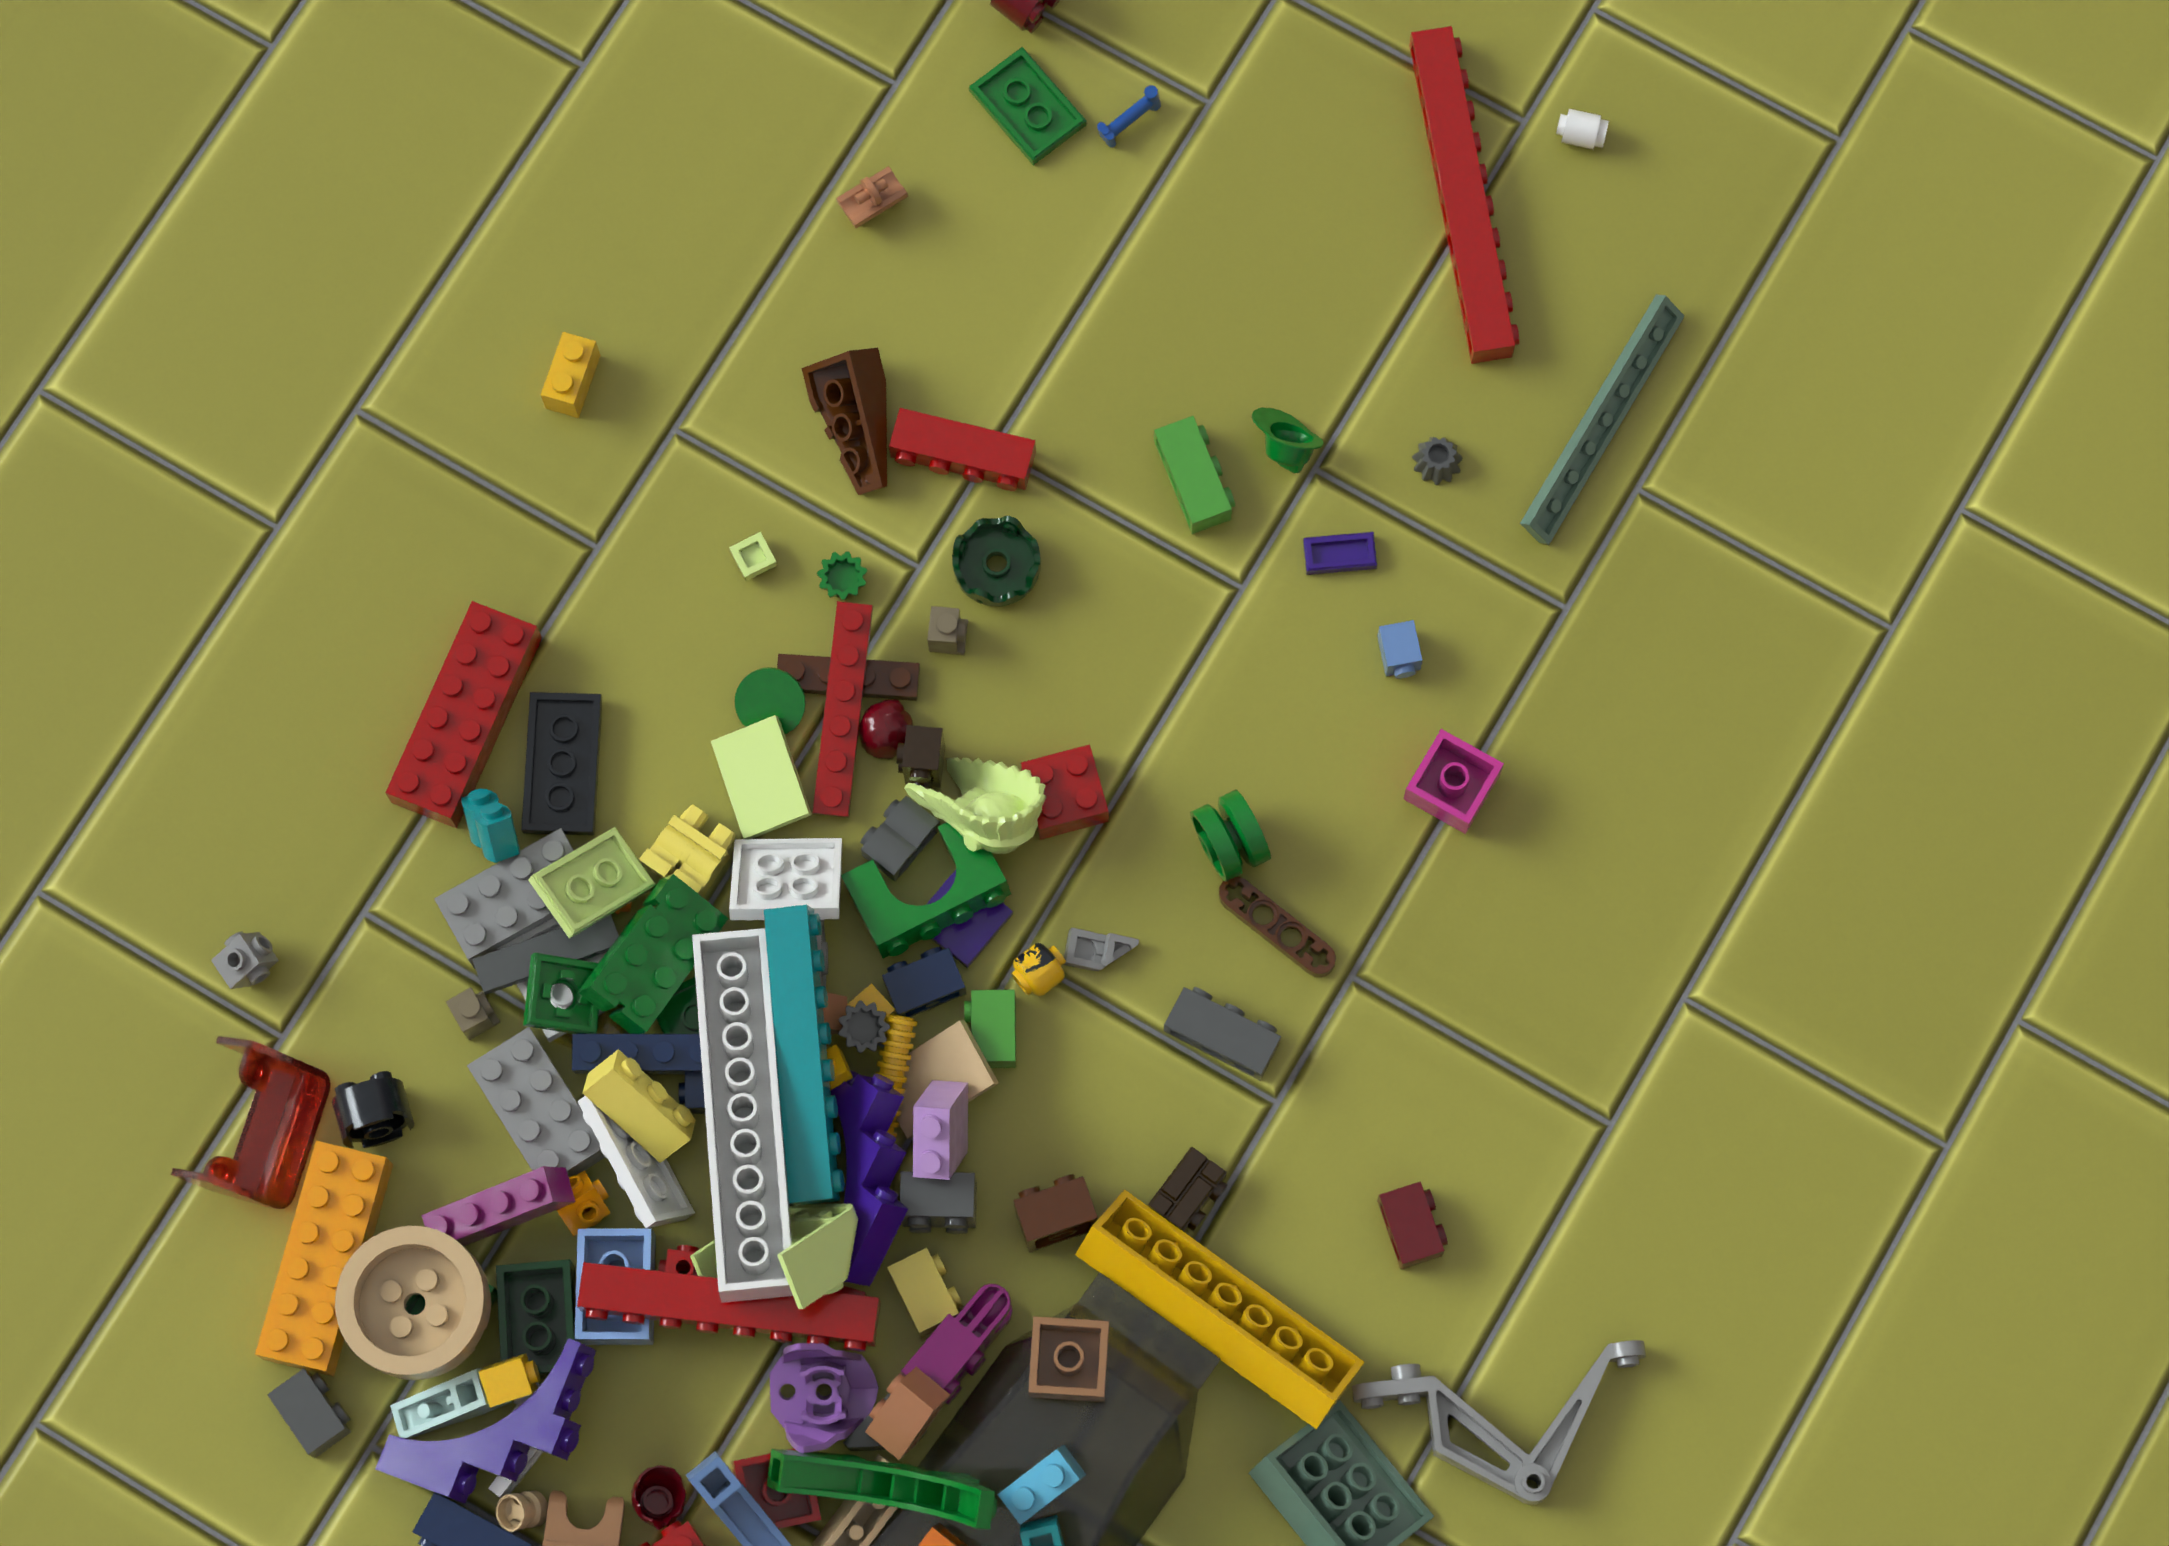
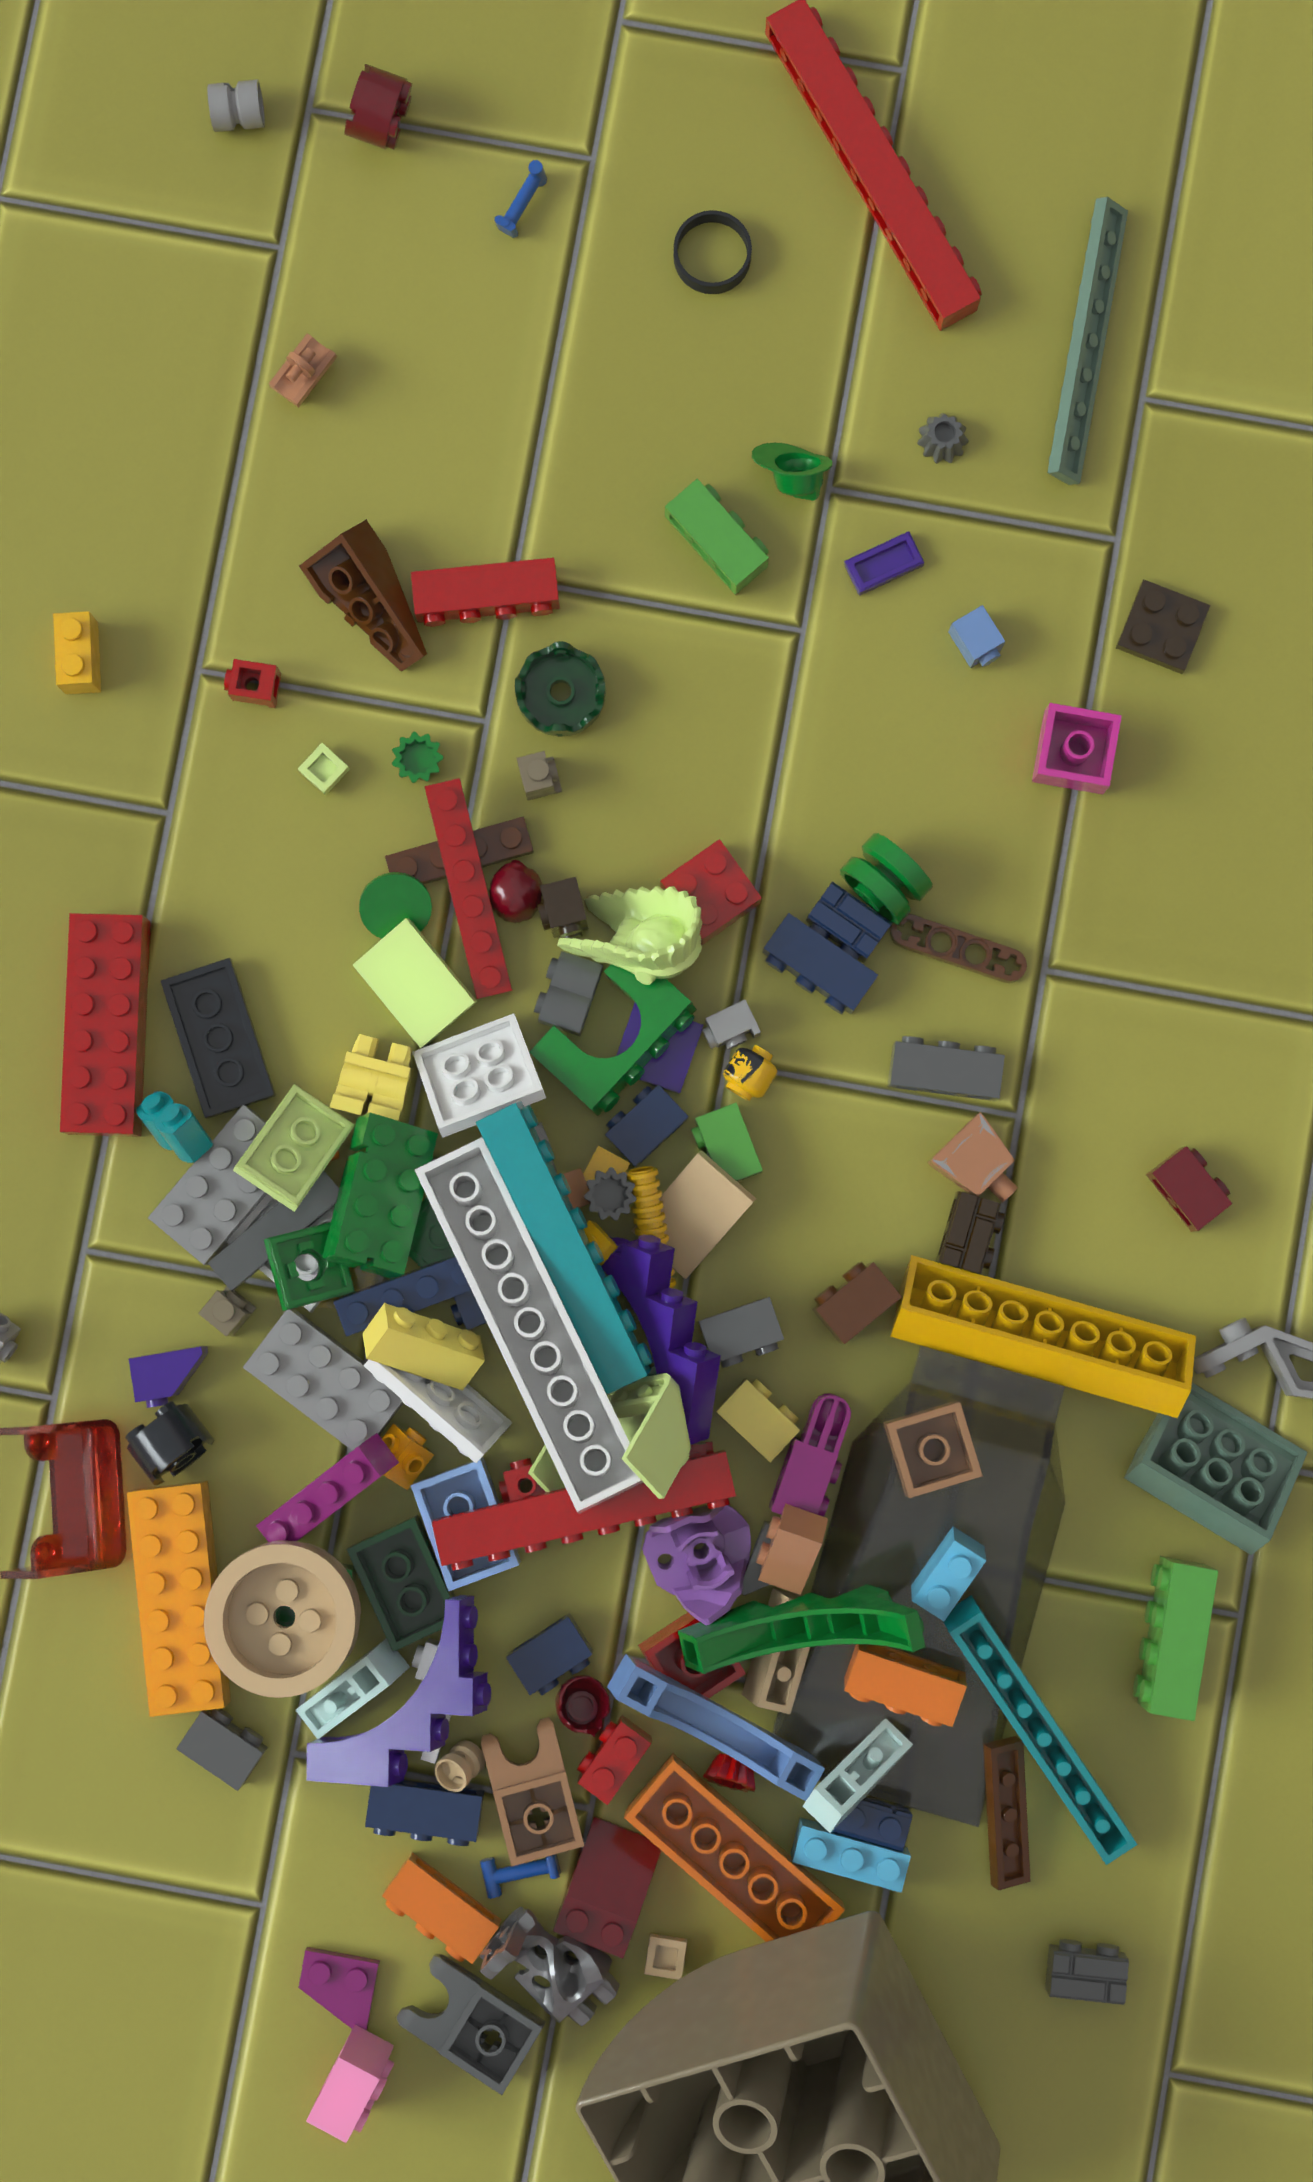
camera: 20 degrees left, 10 degrees up
(393, 1048) = (164, 1374): none -> dark purple slope
(509, 1379) = (403, 1656): yellow brick -> none
(646, 1440) = (550, 1655): none -> dark blue brick
(718, 445) = (246, 671): none -> red brick
(940, 1129) = (721, 1267): lavender brick -> none
(1027, 105) = (418, 224): green tile -> none
(1037, 920) = (731, 1026): none -> light grey brick
(1095, 950) = (795, 1033): light grey slope -> none
(1140, 894) = (818, 965): none -> dark blue brick
(1181, 865) = (848, 922): none -> dark blue brick
(1219, 1125) = (976, 1160): none -> nougat torso
(1286, 188) = (712, 216): none -> black tyre
(1579, 701) = (1163, 626): none -> dark brown plate
(1582, 129) = (964, 58): white brick -> none

